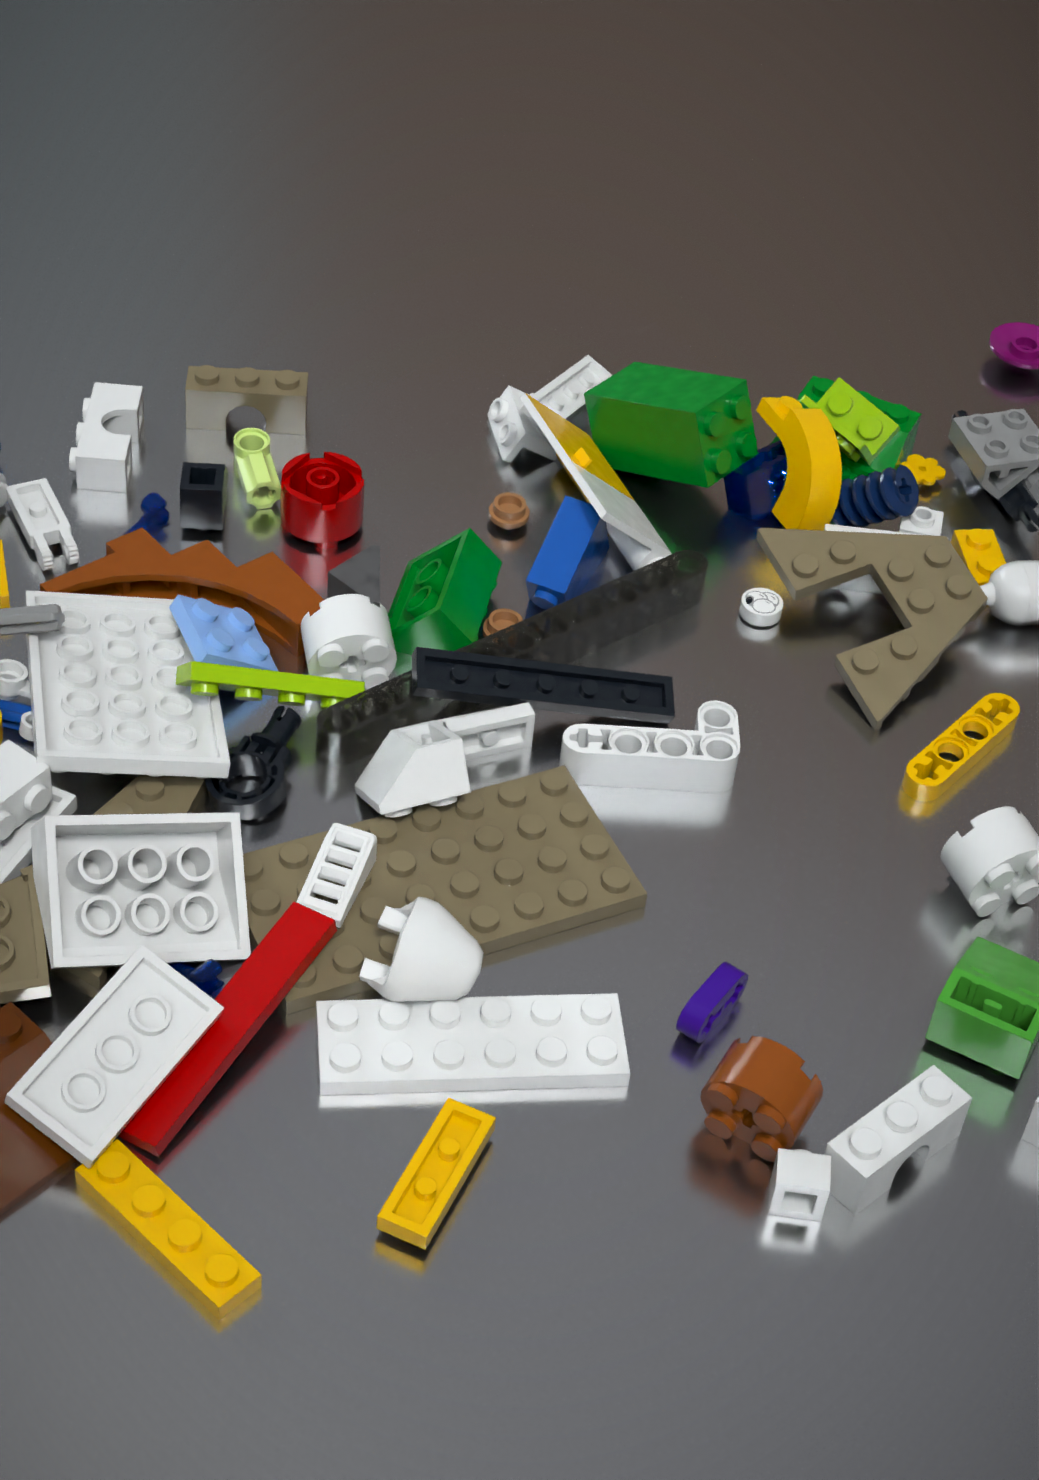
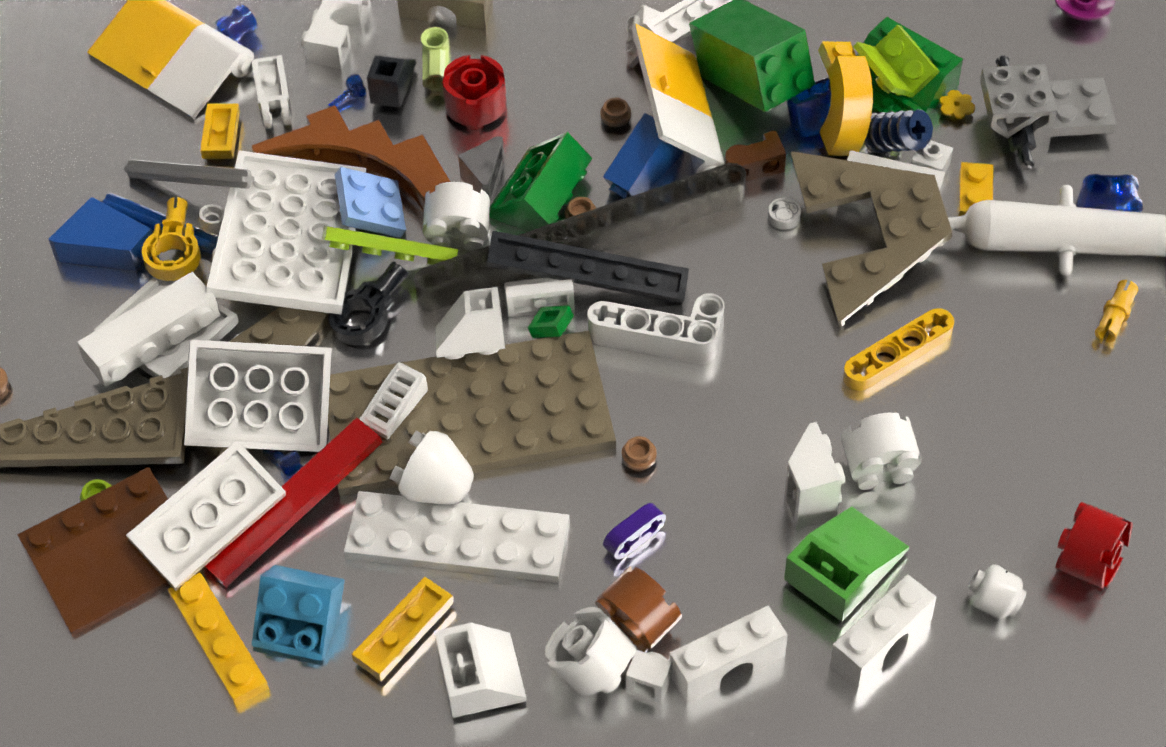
camera: 20 degrees right, 10 degrees up
(278, 1173) = (297, 612): none -> dark azure slope
(511, 759) = (550, 321): none -> green plate
(561, 1210) = (478, 668): none -> white slope
(682, 906) = (639, 453): none -> medium nougat plate
(713, 542) = (760, 158): none -> reddish brown leg
(718, 1160) = (590, 652): none -> white brick
(929, 907) = (813, 480): none -> white slope

